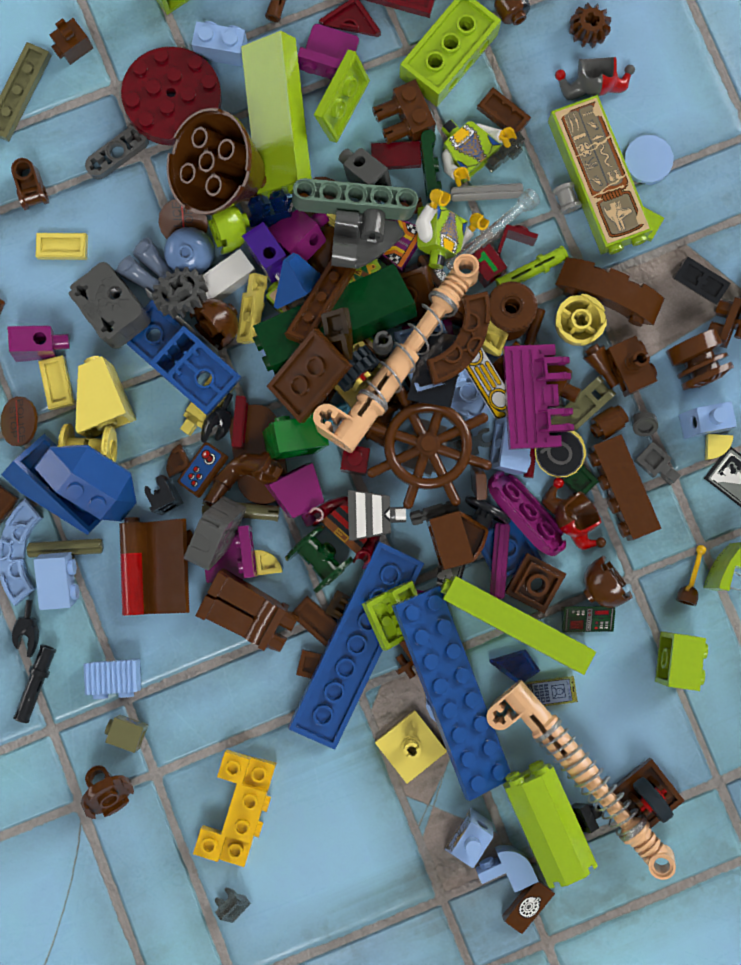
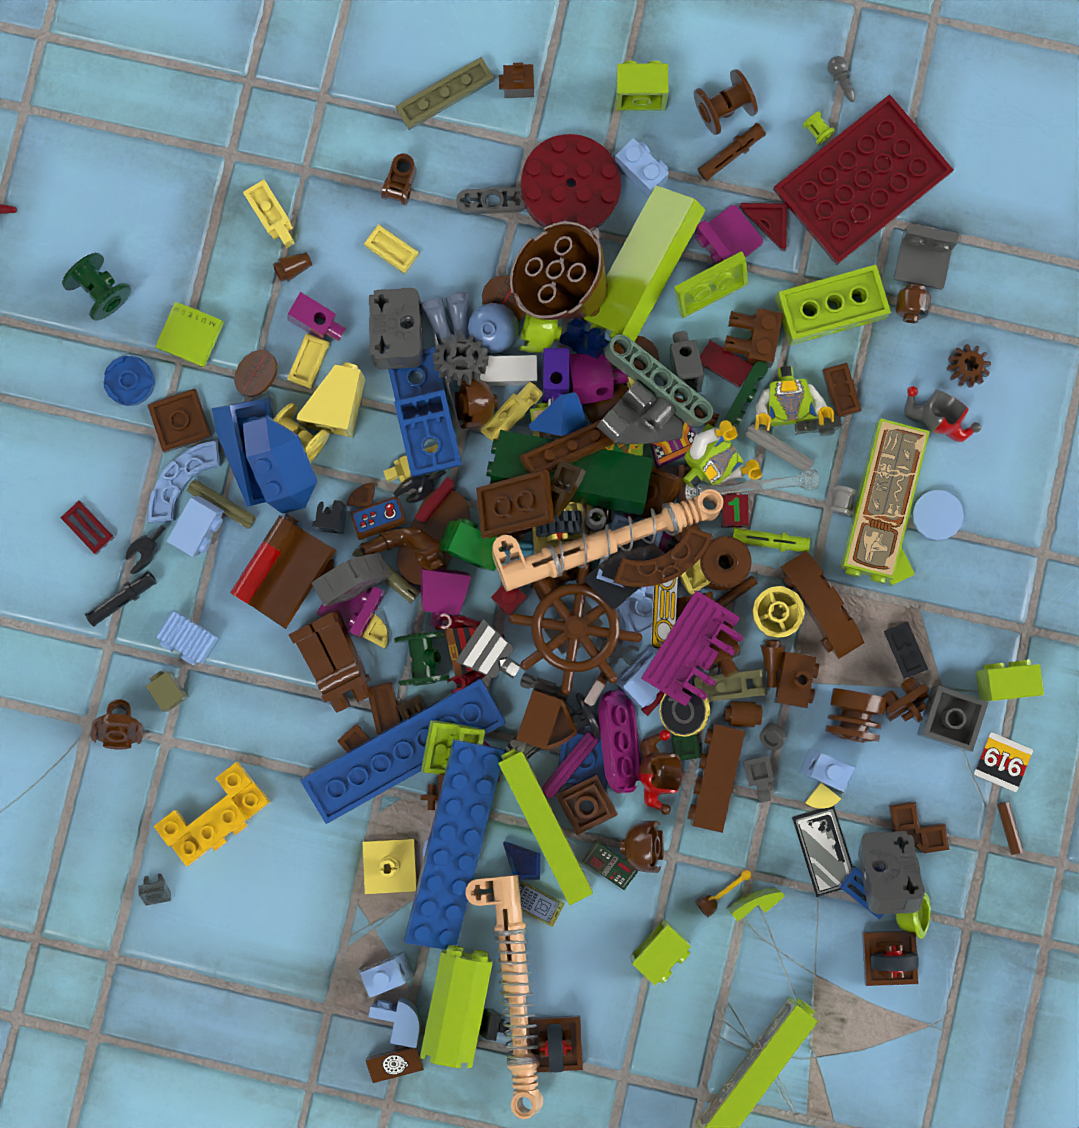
camera: 40 degrees right, 0 degrees up
(517, 233) = (780, 501): dark red bracket -> none

